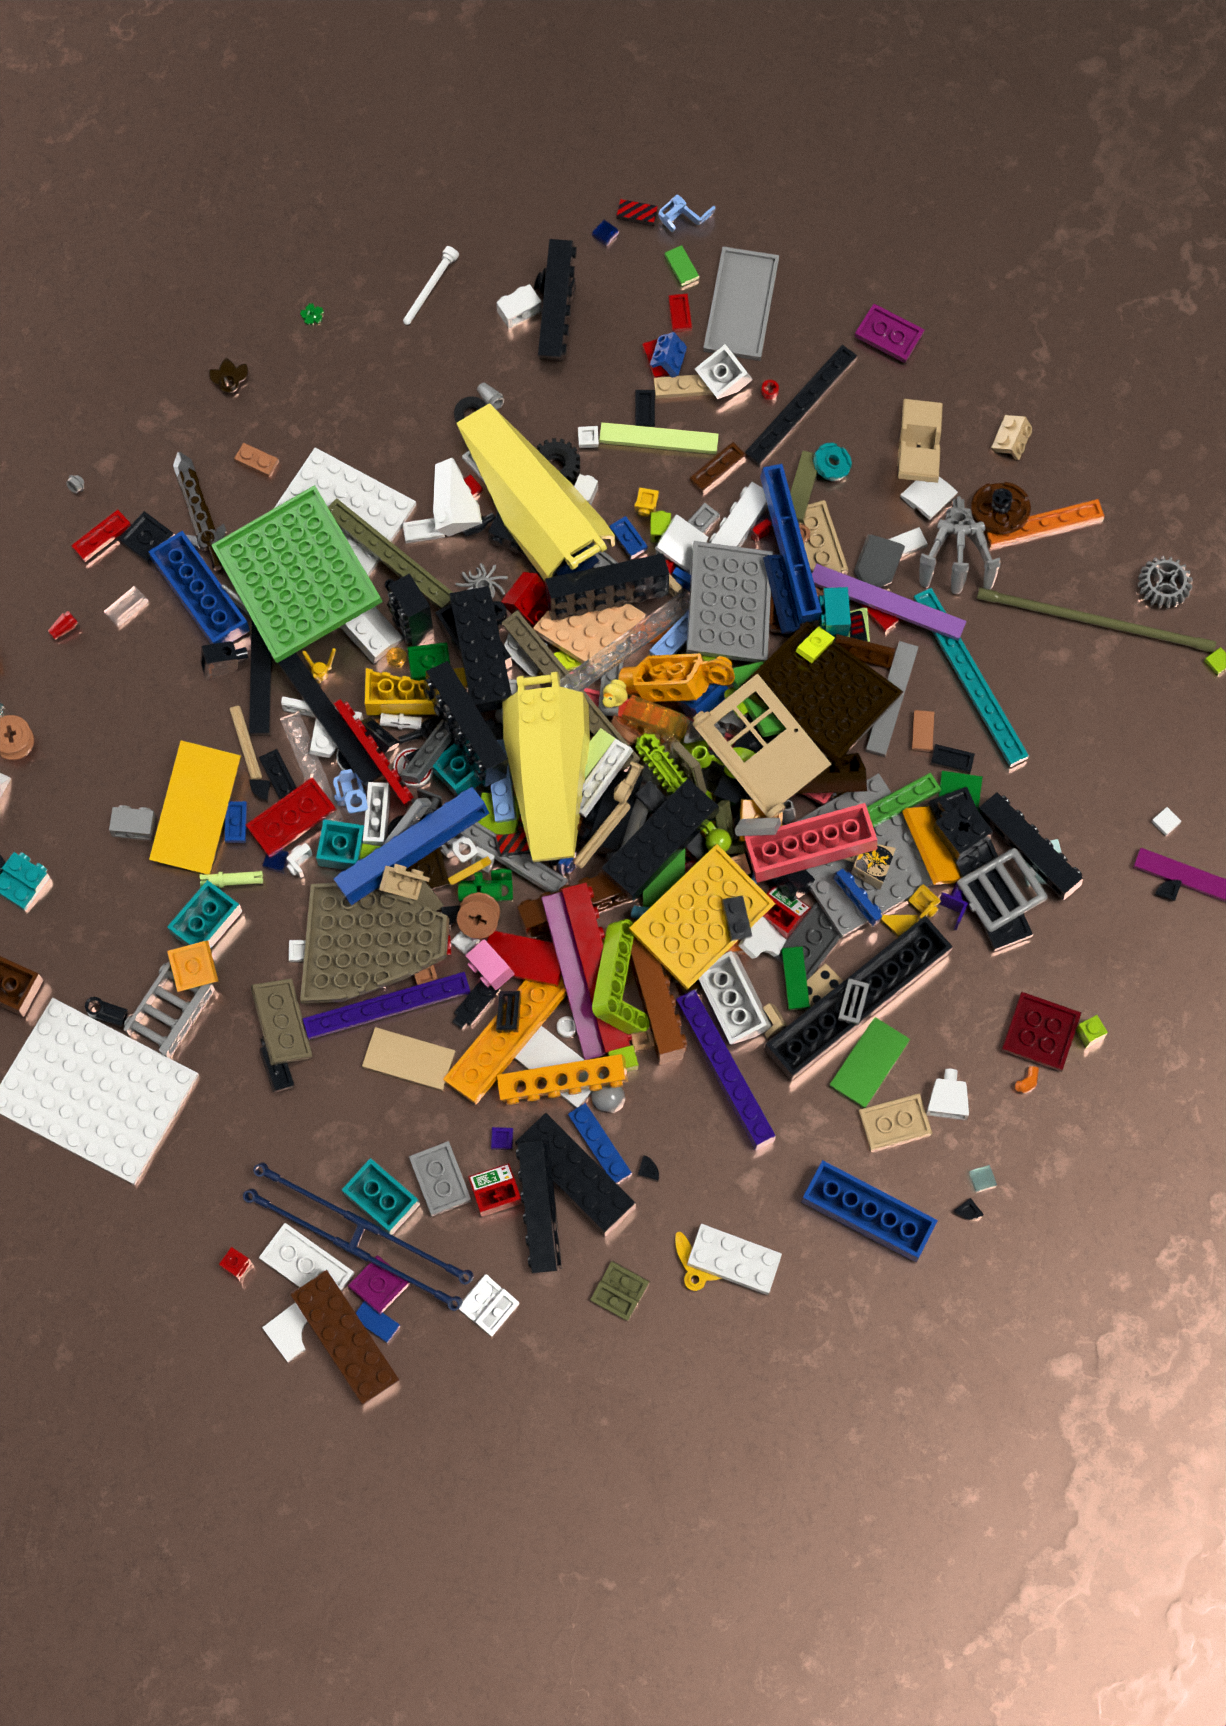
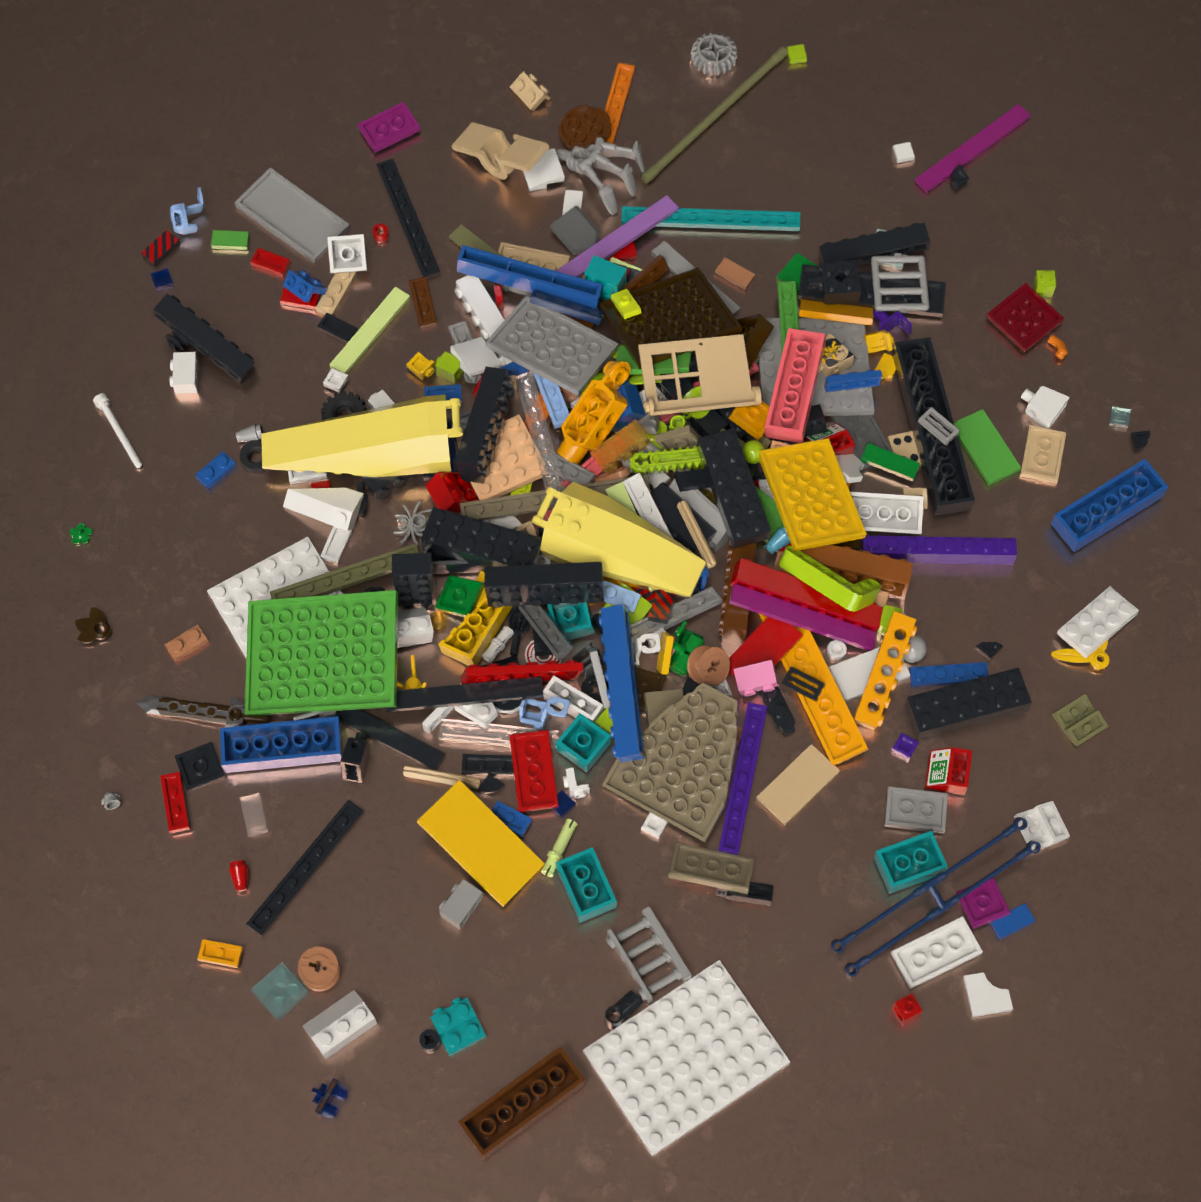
camera: 60 degrees left, 5 degrees down
(100, 676) = (305, 868): none -> black tile
(192, 966) = (627, 911): light orange plate -> none
(344, 1337) = (1018, 949): reddish brown brick -> none
(401, 882) = (650, 704): tan bracket -> none
(438, 388) = (215, 470): none -> blue plate
(540, 1206) = (985, 739): black brick -> none
(614, 694) = (580, 465): light yellow animal -> none
(624, 789) = (662, 483): tan piece -> none
(736, 918) = (828, 469): black plate -> none
(757, 826) = (763, 413): light grey tile -> none
(825, 468) = (476, 226): teal tile -> none
(952, 759) = (770, 265): black tile -> none
(998, 497) = (585, 117): black wheel -> none

